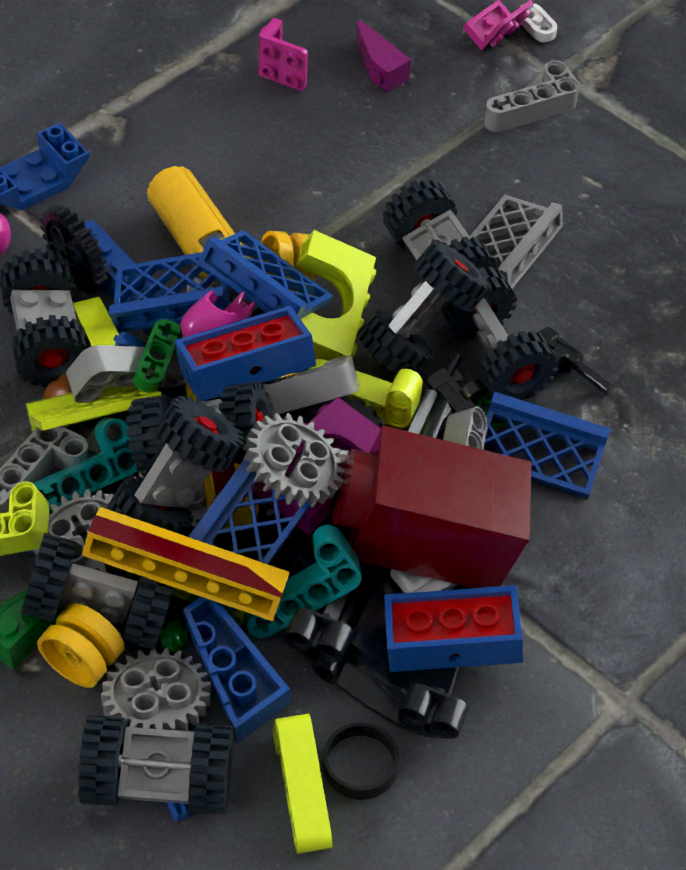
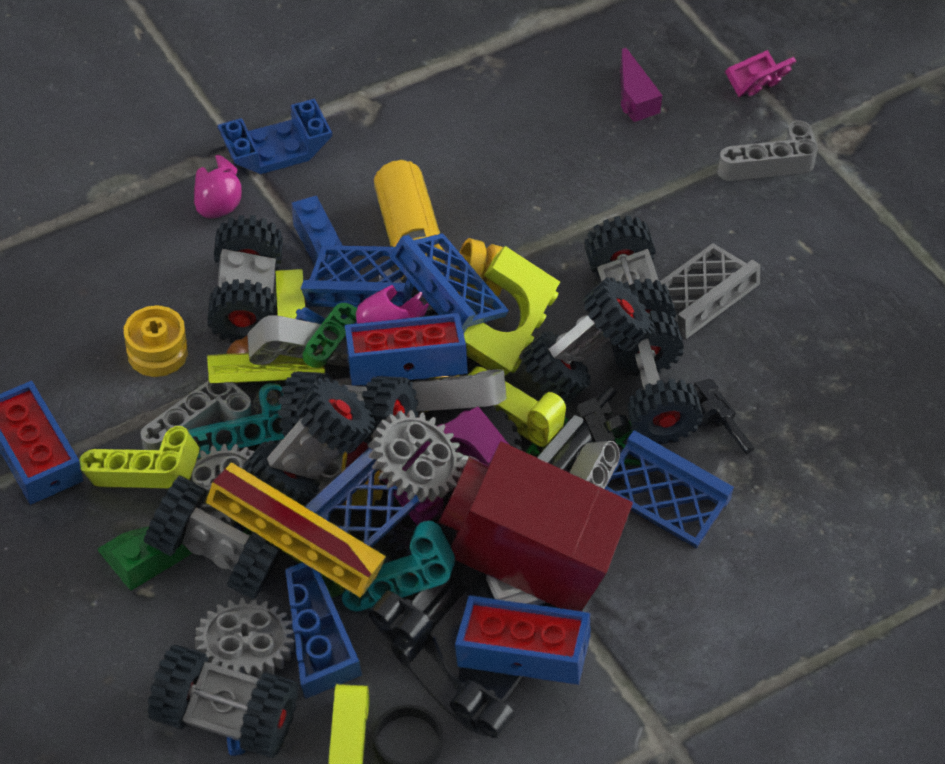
camera: 15 degrees right, 0 degrees up
(72, 240) = (290, 219): black gear -> none
(81, 645) = (190, 581): yellow wheel -> none
(174, 636) = (276, 592): green plate -> none
(280, 59) = (538, 74): dark pink bracket -> none
(540, 24) = (802, 80): white plate -> none

